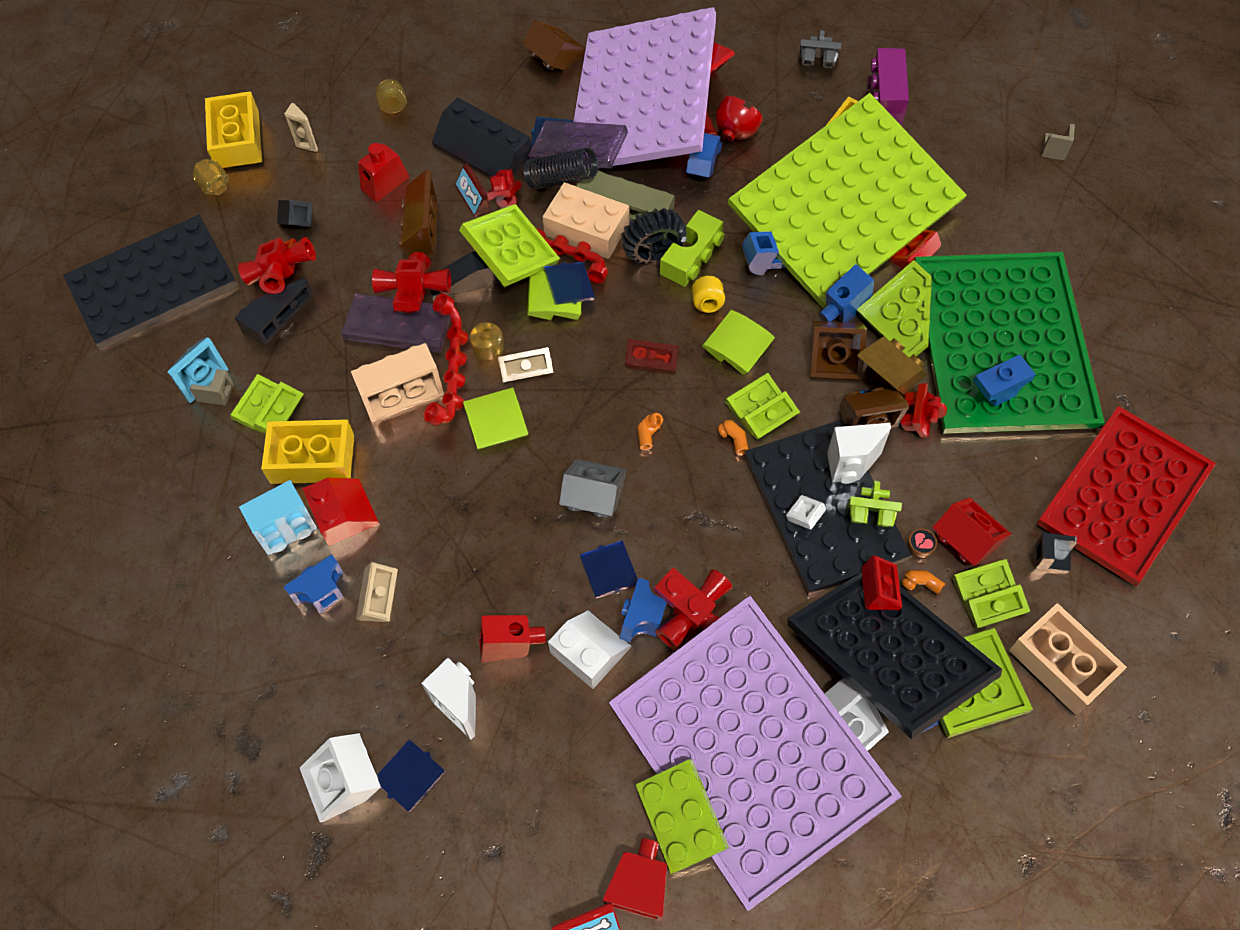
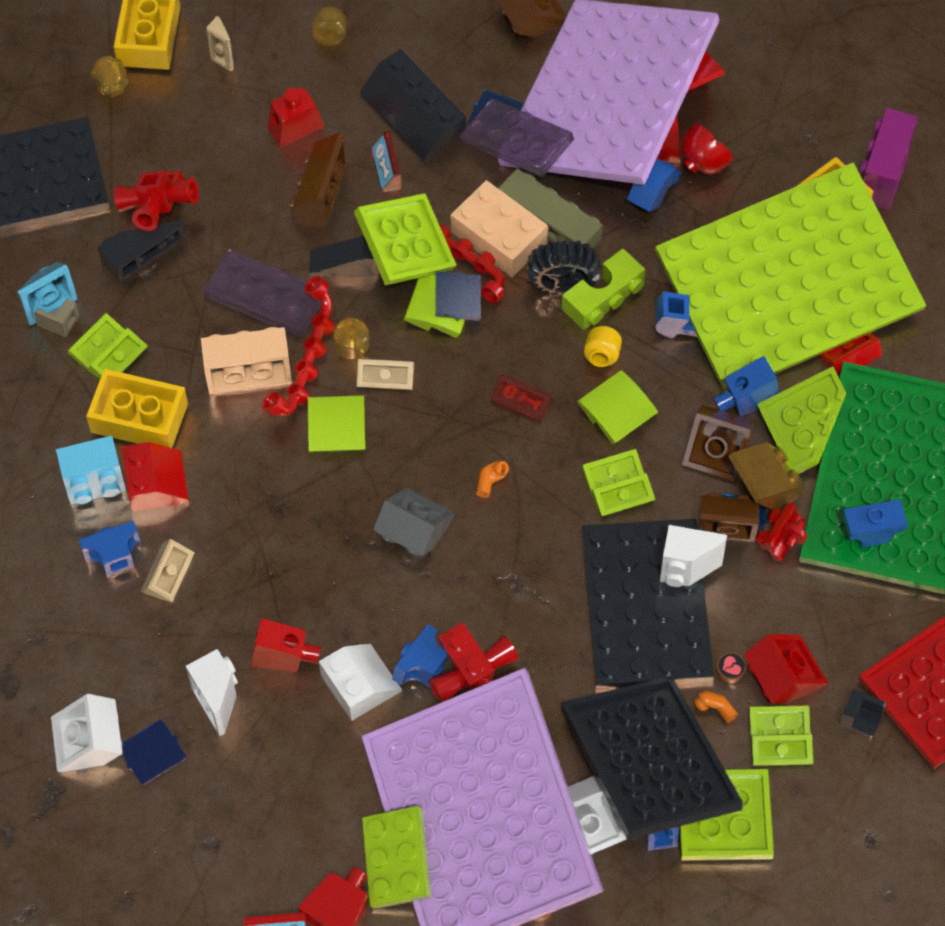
camera: 15 degrees right, 0 degrees up
(294, 213) = (189, 141): black panel -> none
(411, 281) = (291, 253): red brick -> none
(504, 188) = (421, 169): red hips -> none
(543, 182) = (503, 176): black piece -> none
(609, 569) = (404, 608): clear blue piece -> none
(737, 433) = (580, 503): orange arm -> none
(806, 512) = (618, 604): white tile -> none
(820, 48) = (837, 85): dark grey hips -> none
(881, 585) = (667, 695): red slope -> none
(886, 509) = (675, 613): lime hips -> none
(1067, 659) = (826, 817): light nougat brick -> none

